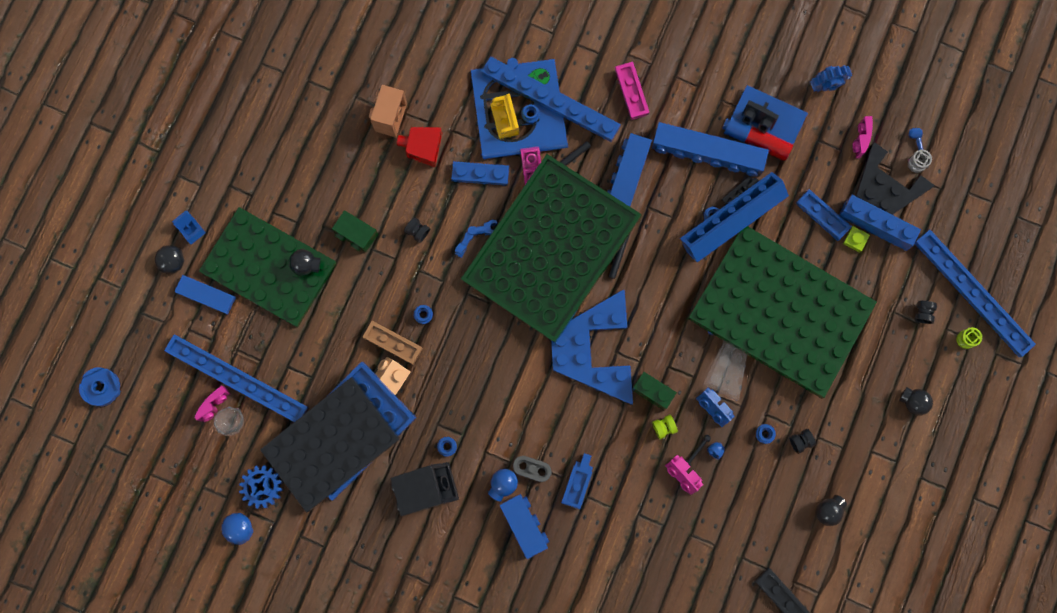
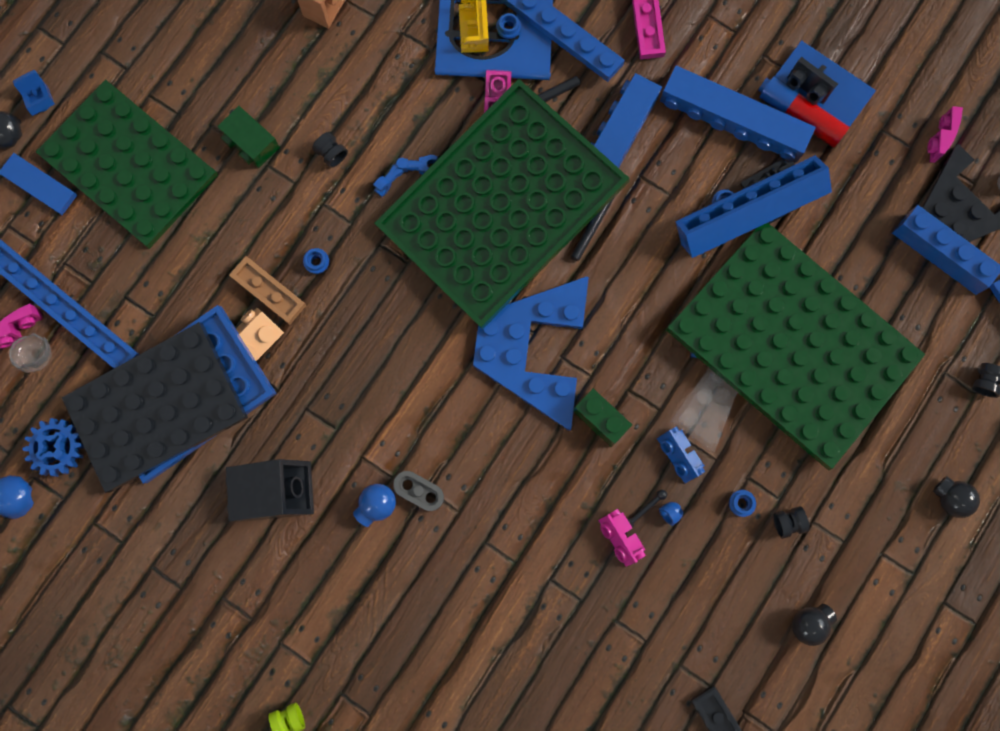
camera: 10 degrees right, 0 degrees up
(303, 262) = (171, 163): black piece -> none
(422, 144) = (359, 41): red torso -> none
(440, 446) = (303, 440): blue plate -> none
(480, 173) = (428, 93): blue plate -> none
(524, 526) = (393, 566): blue brick -> none
(578, 483) = (476, 521): blue hinge -> none
(664, 426) = (602, 471): lime wheel -> none
(823, 215) = (872, 227): blue tile -> none
(831, 78) = (916, 48): blue gear -> none
(856, 239) = (911, 267): lime plate -> none

